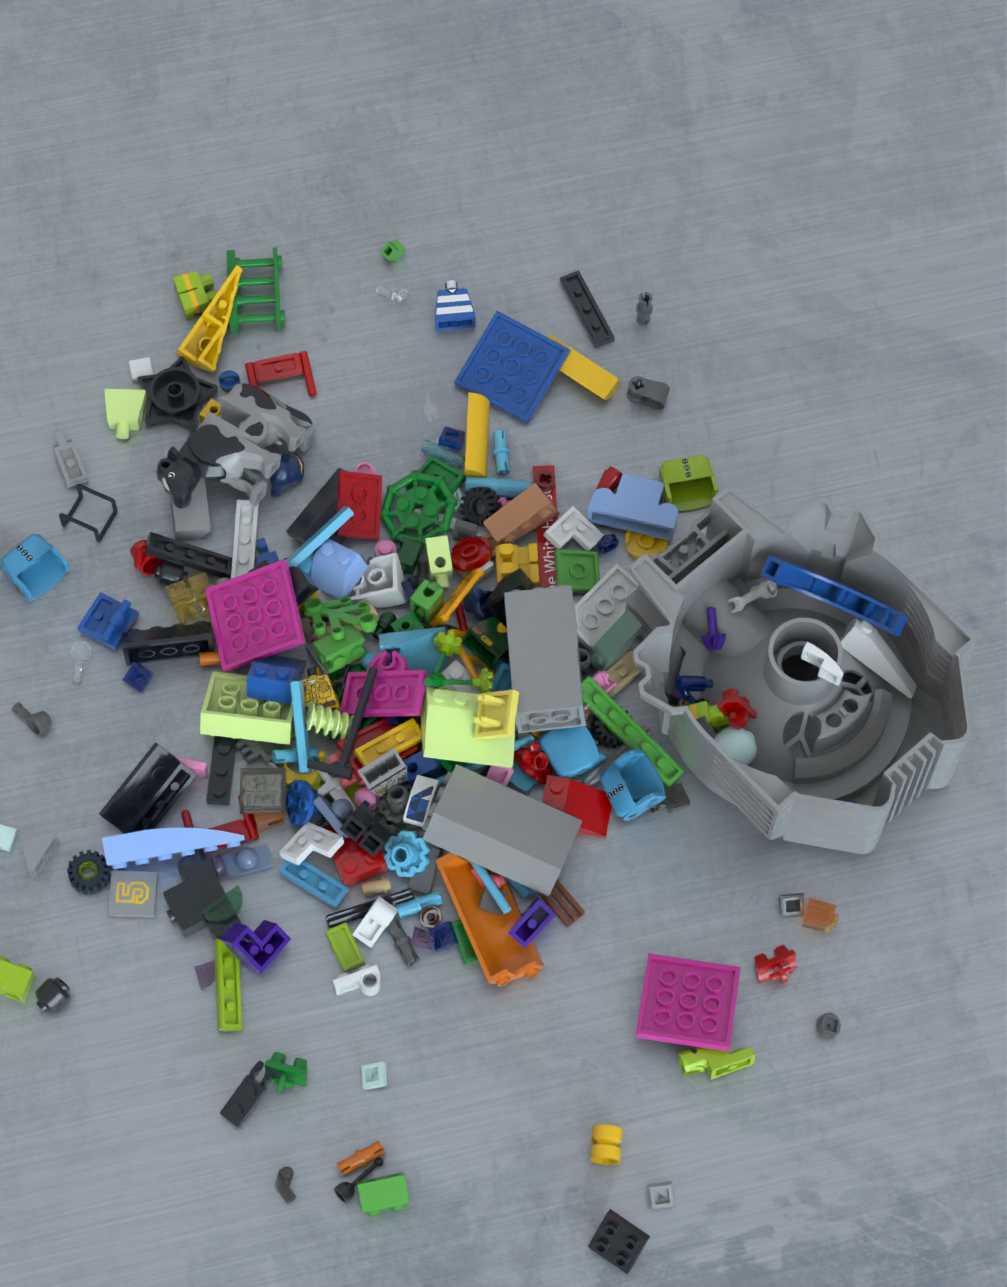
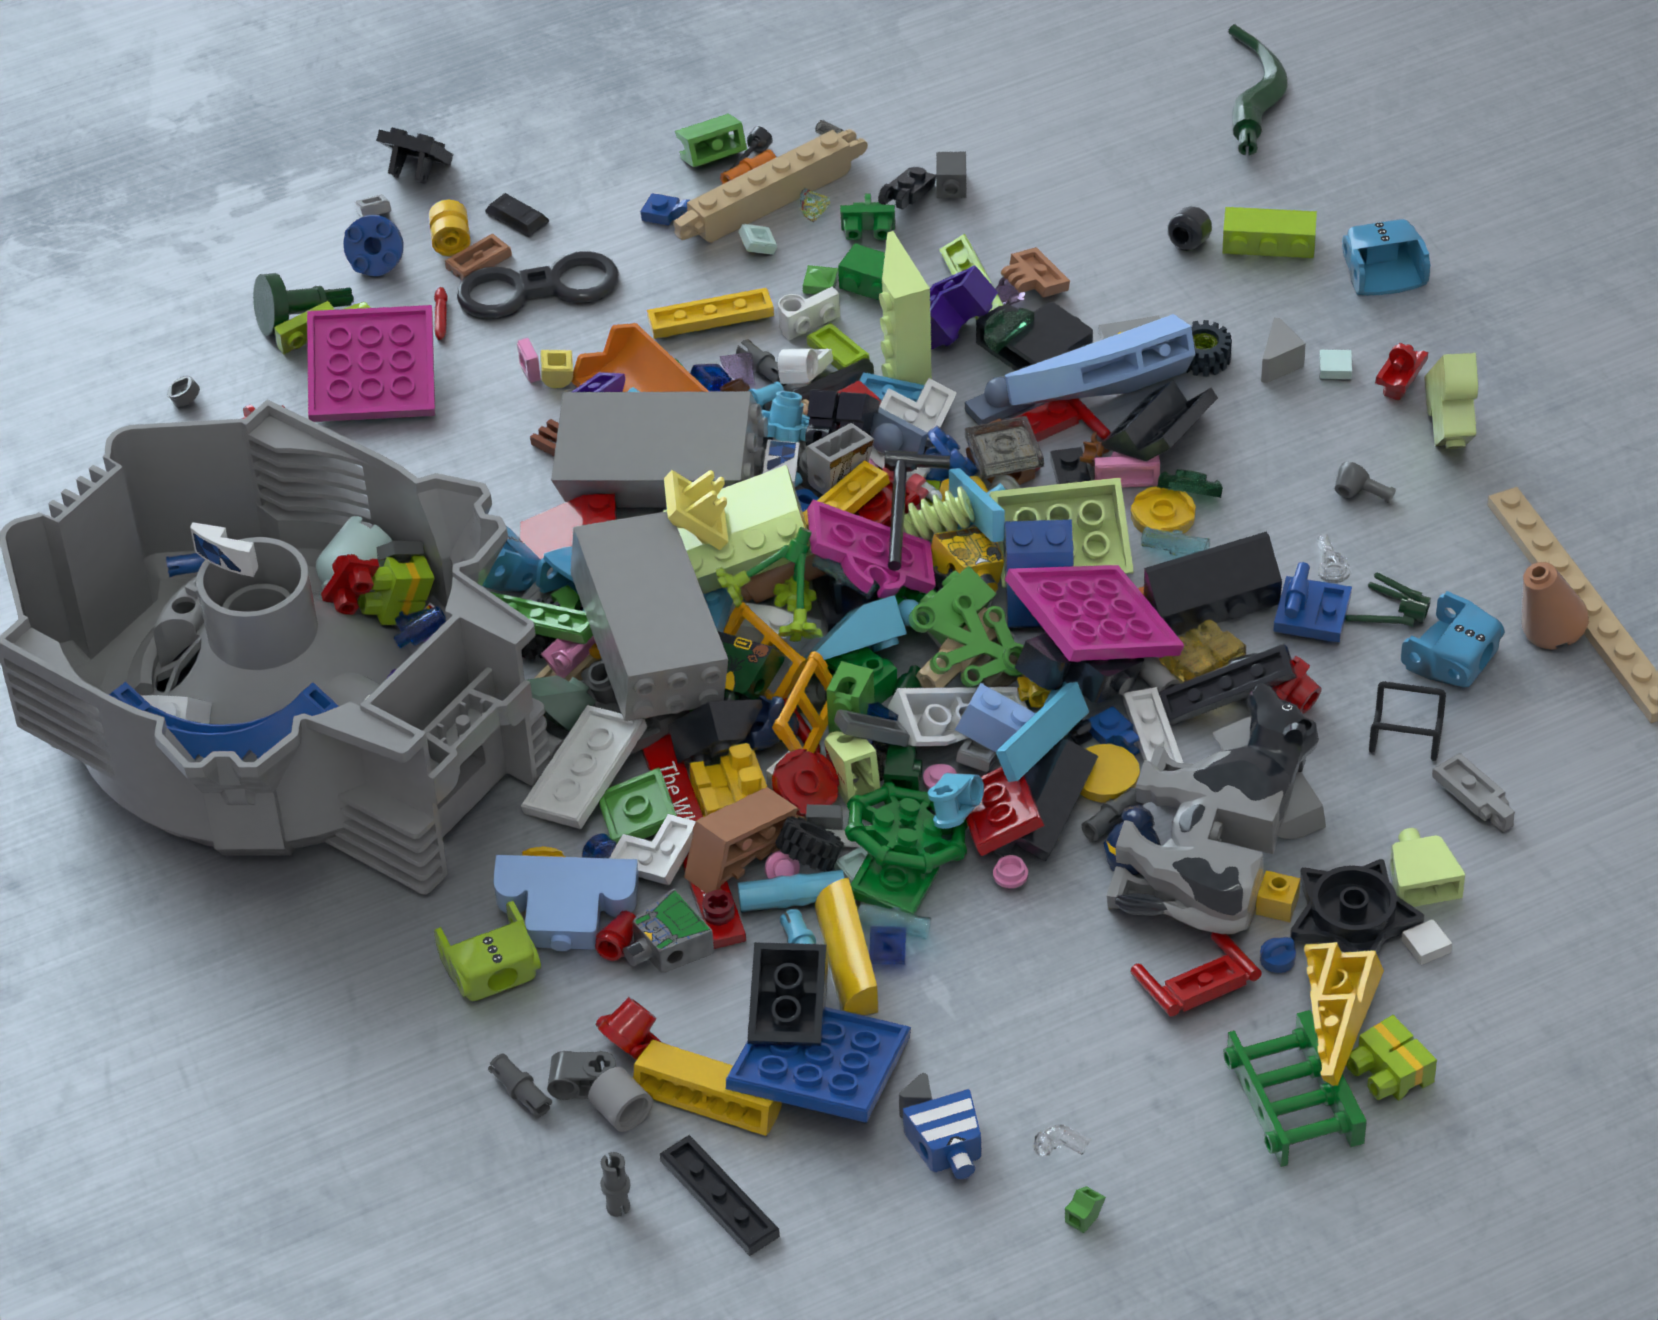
camera: 170 degrees right, 20 degrees down
(46, 606) = (1412, 604): none -> dark green plant
(140, 745) = (1190, 482): none -> clear green tile
(172, 732) = (1163, 510): none -> yellow tile
(174, 699) = (1174, 541): none -> clear light blue pin
(181, 979) = (1033, 270): none -> nougat hinge
(205, 777) = (1092, 450): none -> dark orange arm
(208, 1104) = (951, 175): none -> dark grey brick
(275, 532) = (1111, 774): none -> yellow tile
(290, 496) = (1109, 815): none -> dark grey pin
(299, 1008) = (862, 271): none -> green brick
(302, 908) = (905, 317): none -> yellowish green slope
(321, 1110) = (813, 204): none -> clear light blue tile
(338, 1022) = (819, 279): none -> bright green tile
(350, 1126) = (770, 186): none -> tan hinge
(382, 512) = (955, 798): none -> medium azure piece
(421, 566) = (871, 727): none -> dark grey tile
(428, 1003) = (710, 313): none -> yellow plate
(437, 1134) = (663, 209): none -> blue plate
(464, 332) = (915, 1093): none -> dark grey slope
(520, 400) = (788, 994): none -> black slope
(549, 1075) = (537, 283): none -> black bar
(550, 1162) = (516, 214): none -> black tile
(552, 974) = (556, 367): none -> light yellow brick
(570, 1128) = (495, 252): none -> nougat tile
(572, 987) = (528, 360): none -> bright pink tile
(578, 473) = (669, 935): none -> torso
(619, 409) = (629, 1027): none -> red piece
(624, 1078) = (440, 316): none -> red piece
(628, 366) = (620, 1099): none -> light grey piece
(667, 1136) = (373, 245): none -> blue plate
(684, 396) = (520, 1085): none -> dark grey pin
(749, 1083) = (275, 303): none -> dark green piece

